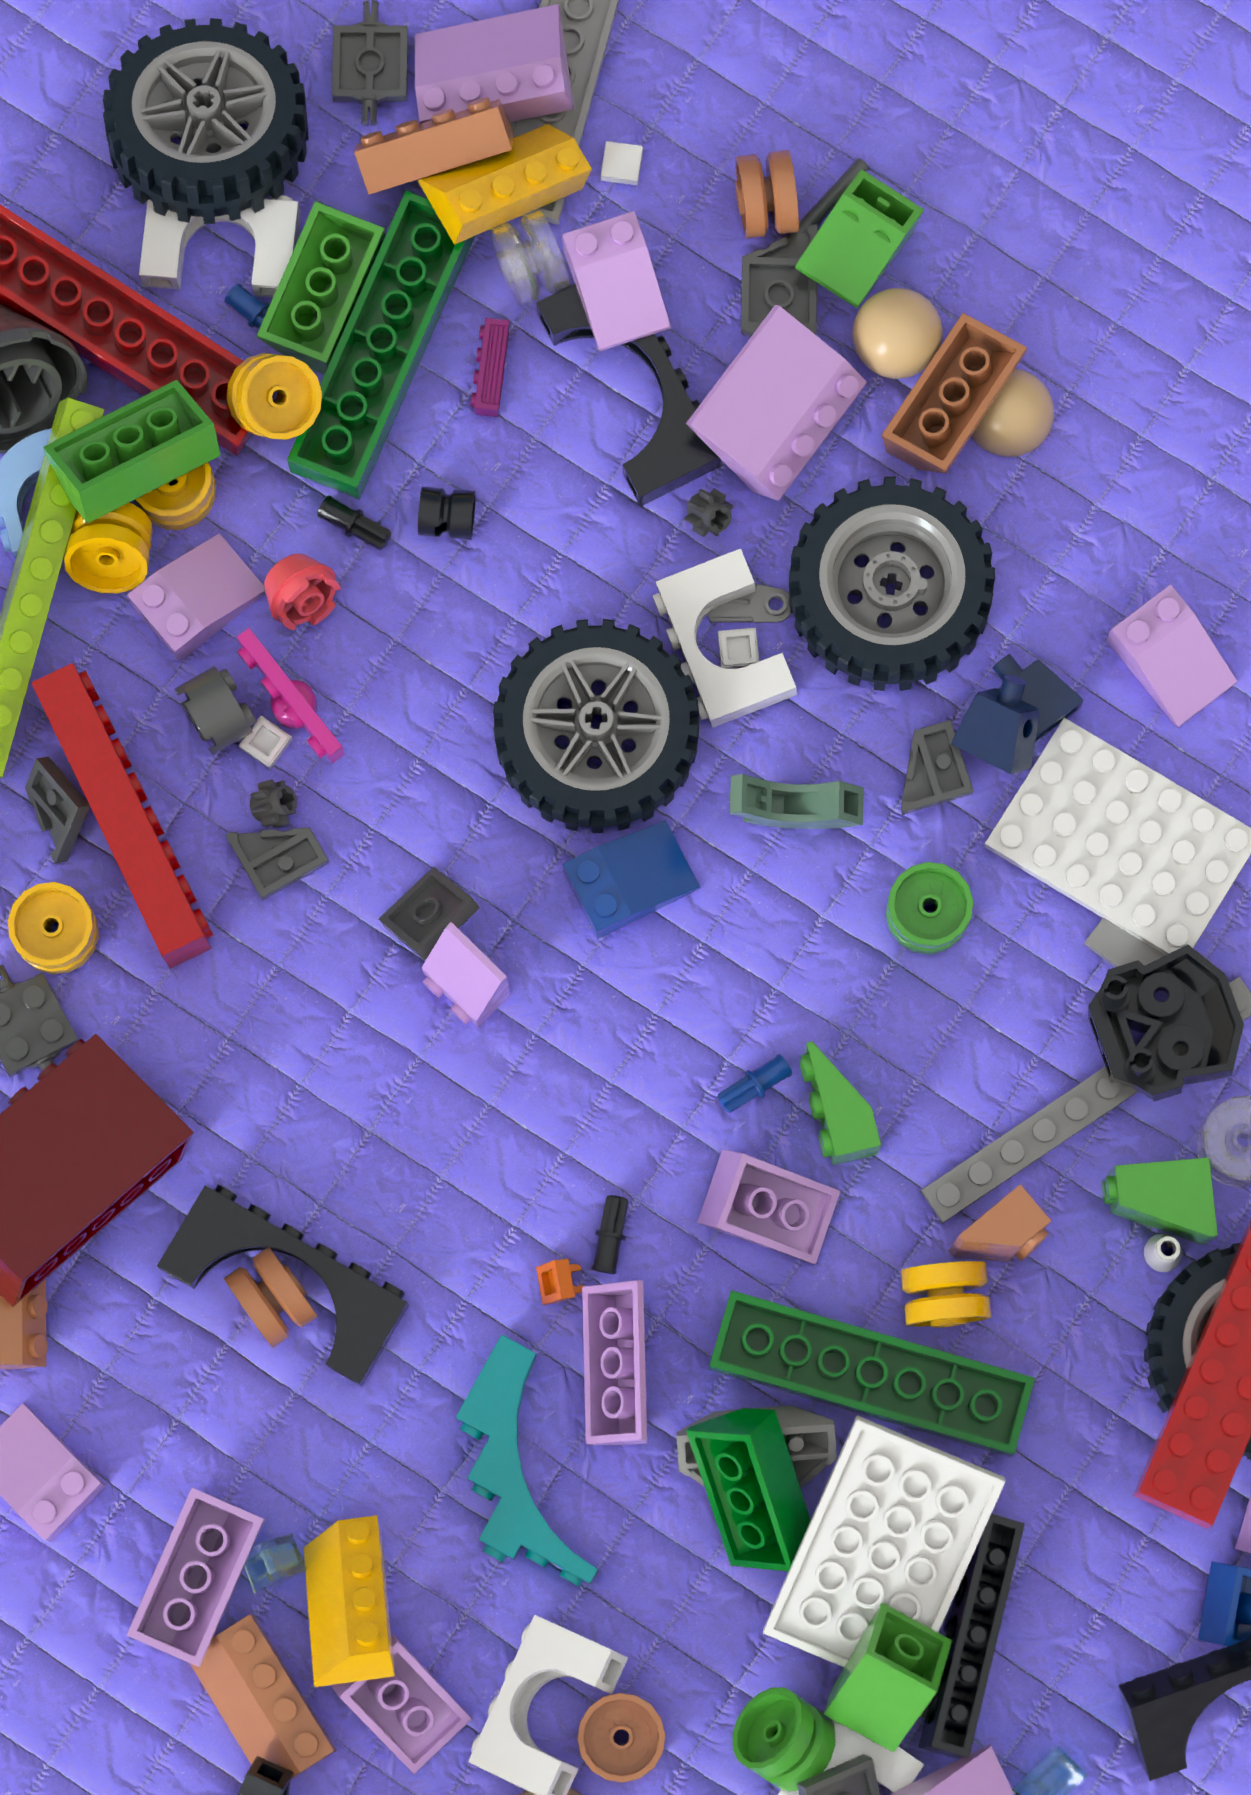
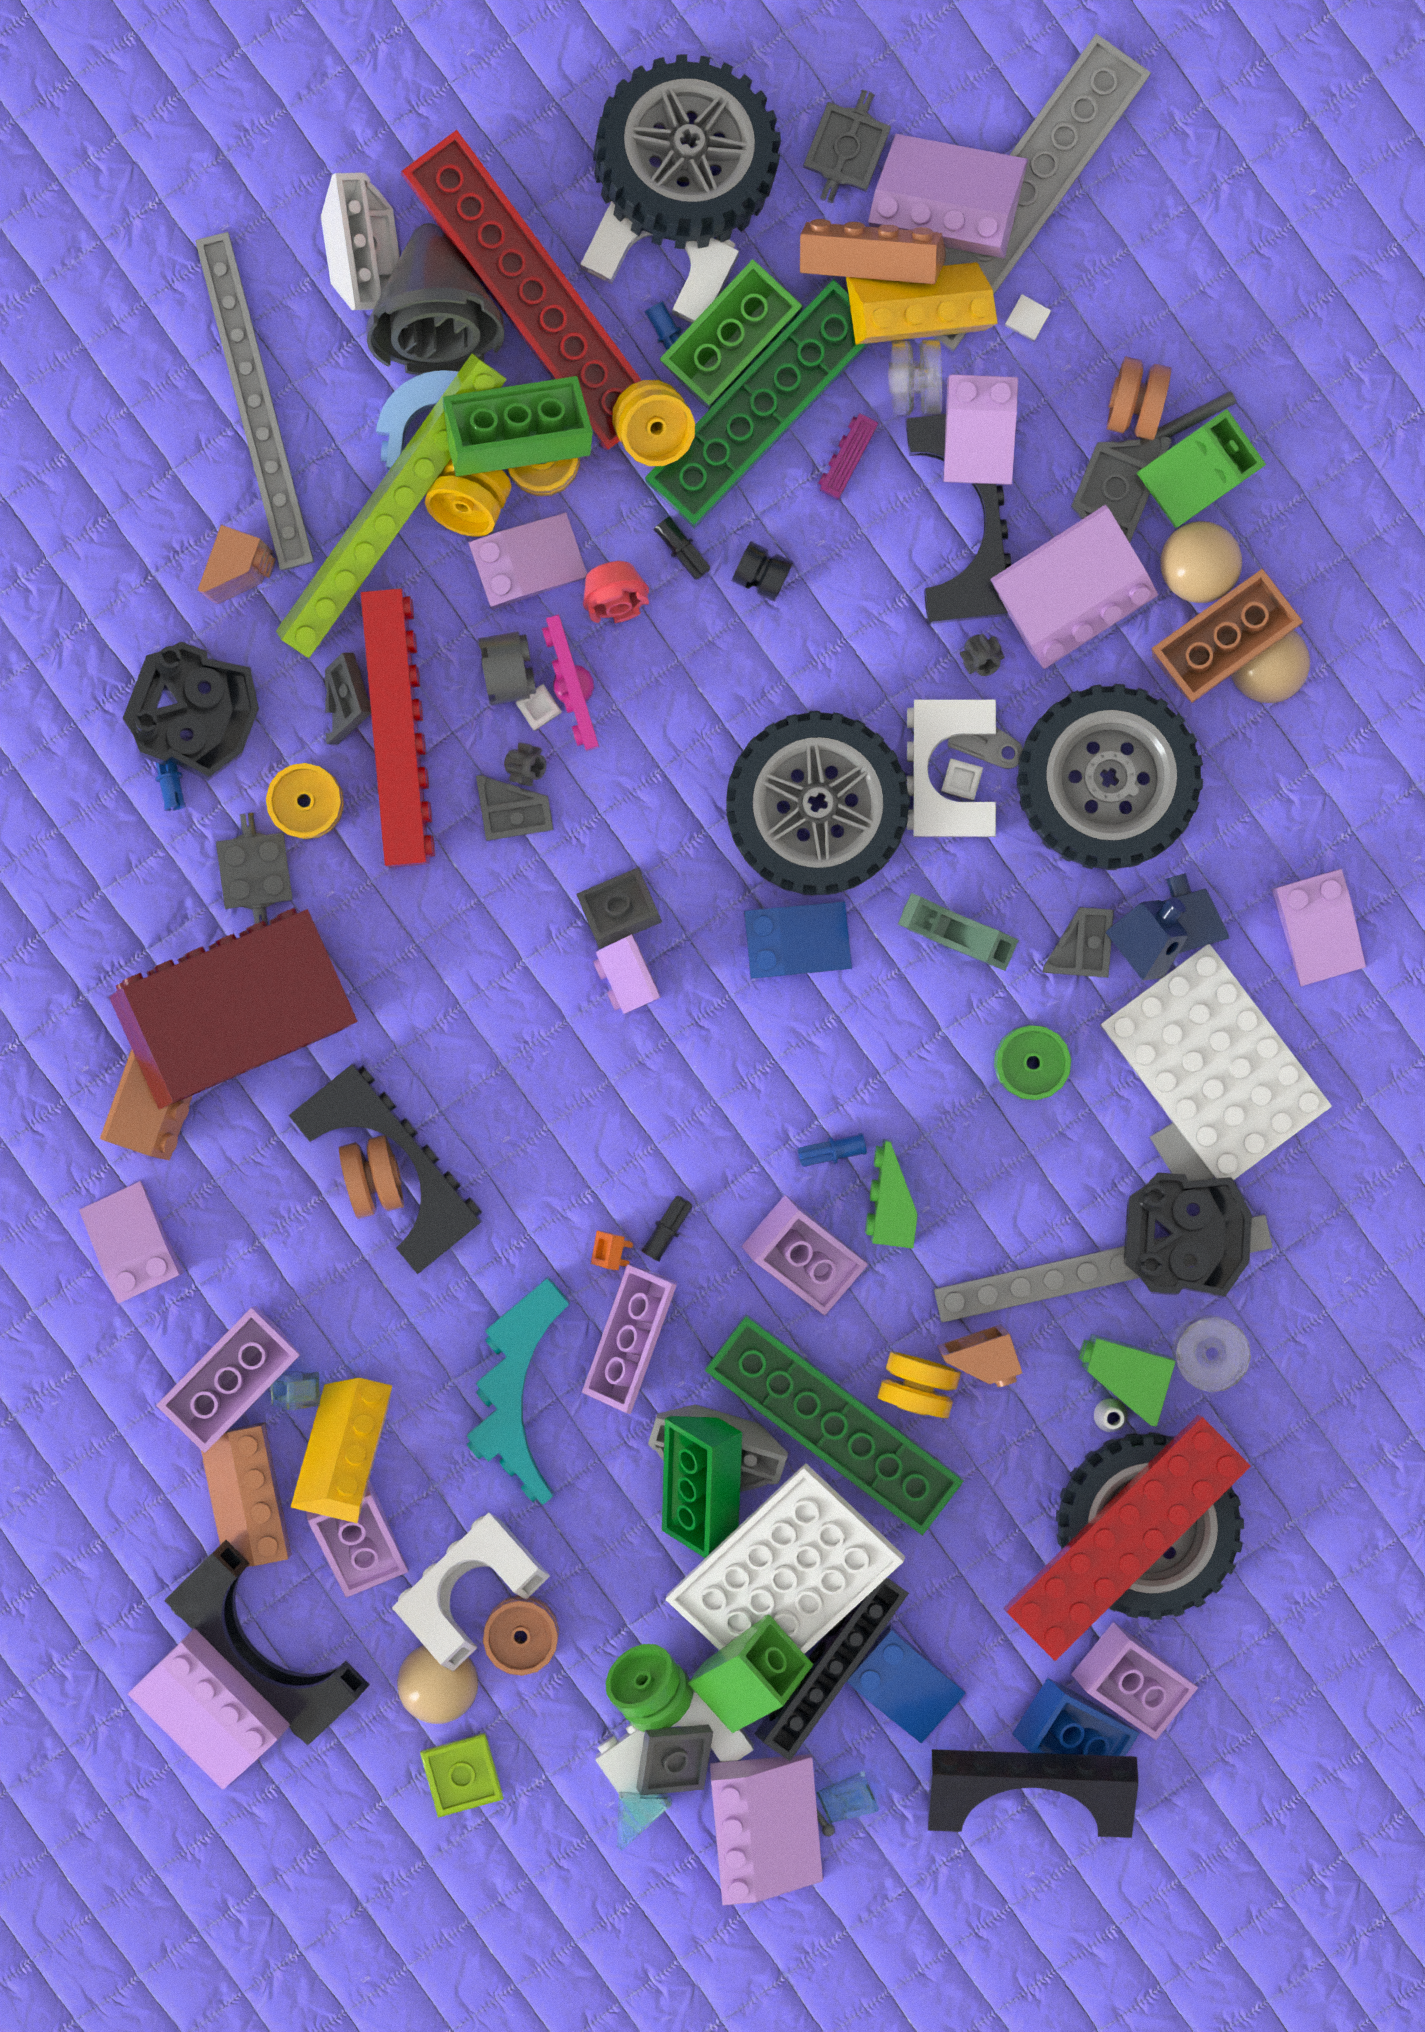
camera: 25 degrees right, 10 degrees up
(1061, 1631) = (905, 1685): none -> blue slope

